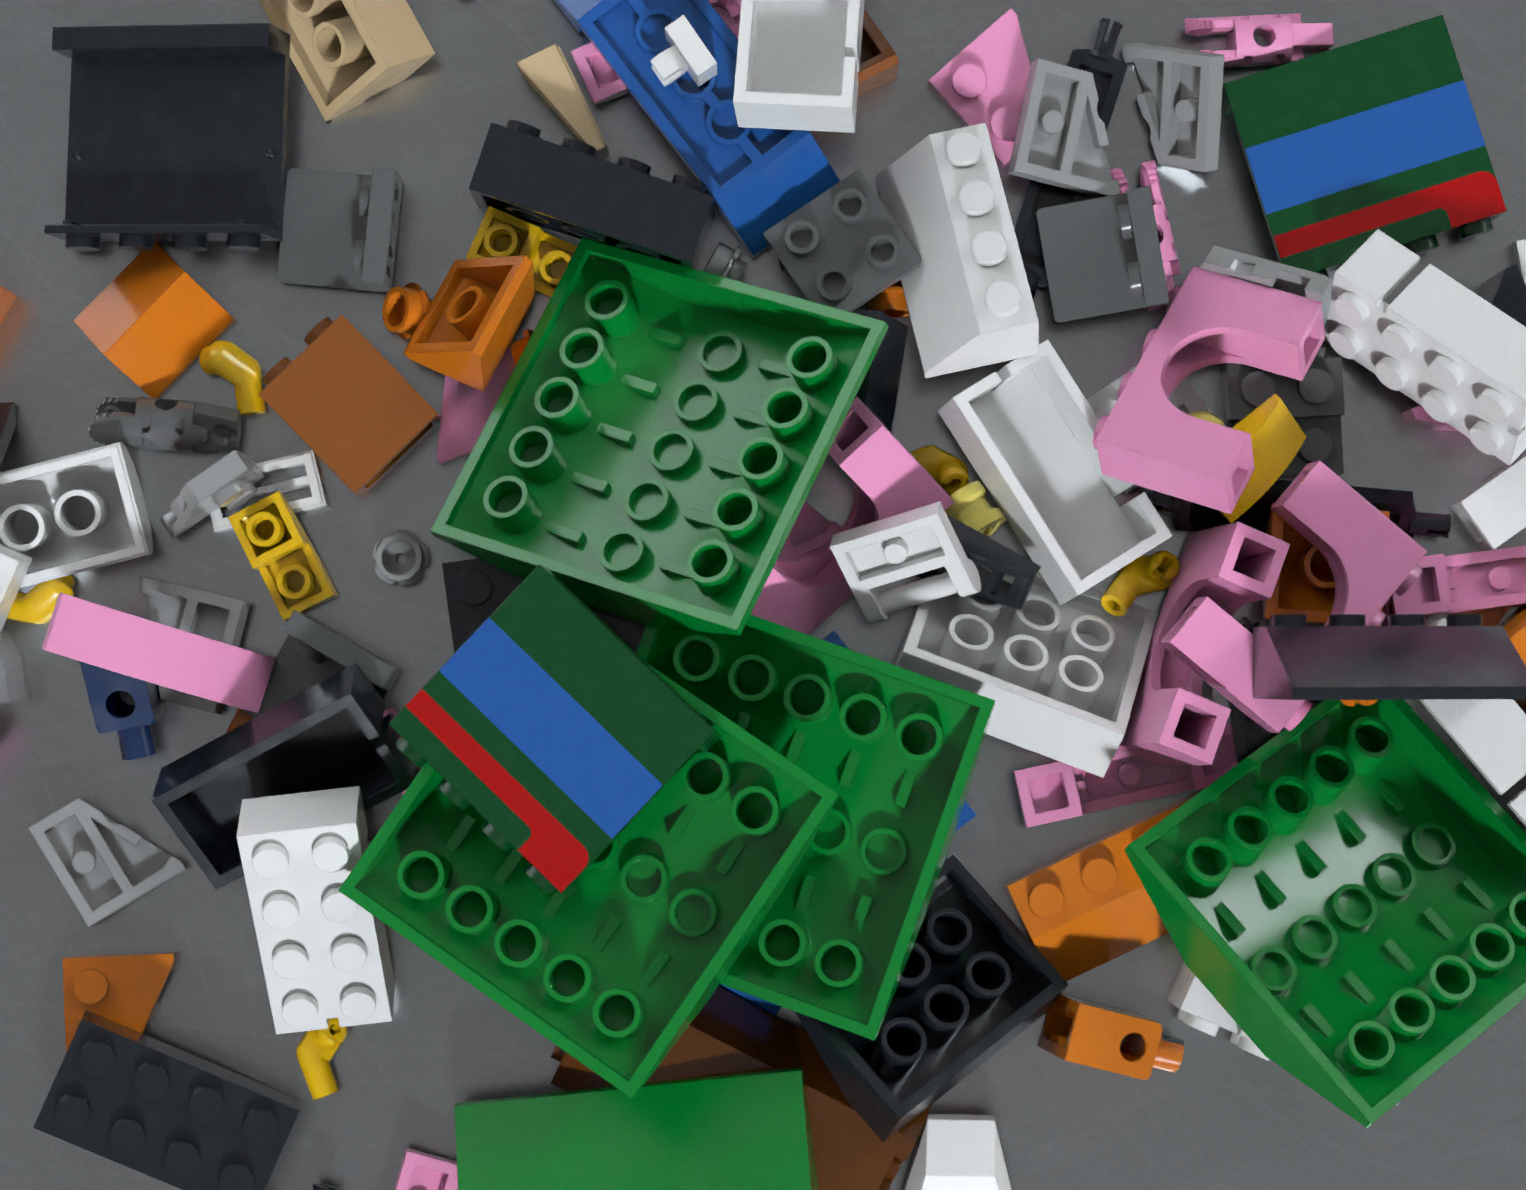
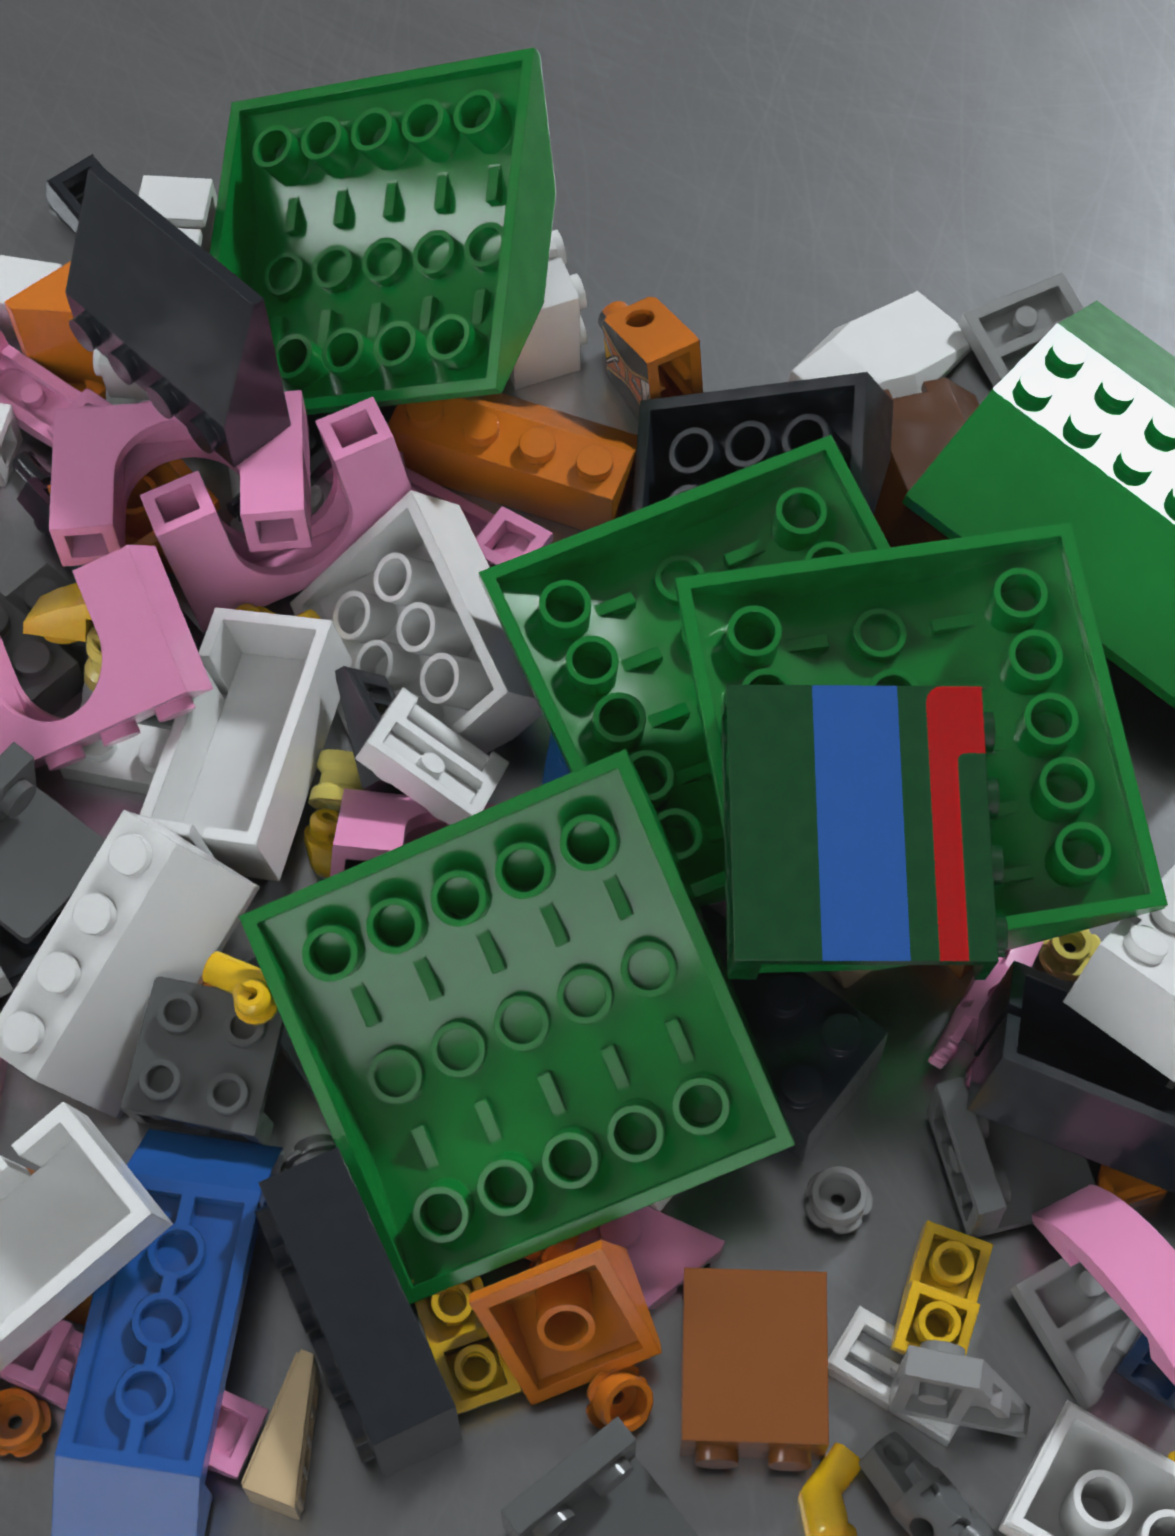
camera: 130 degrees left, 25 degrees down
(684, 55) = (145, 1329): white tile -> none
(869, 303) = (246, 984): none -> yellow arm

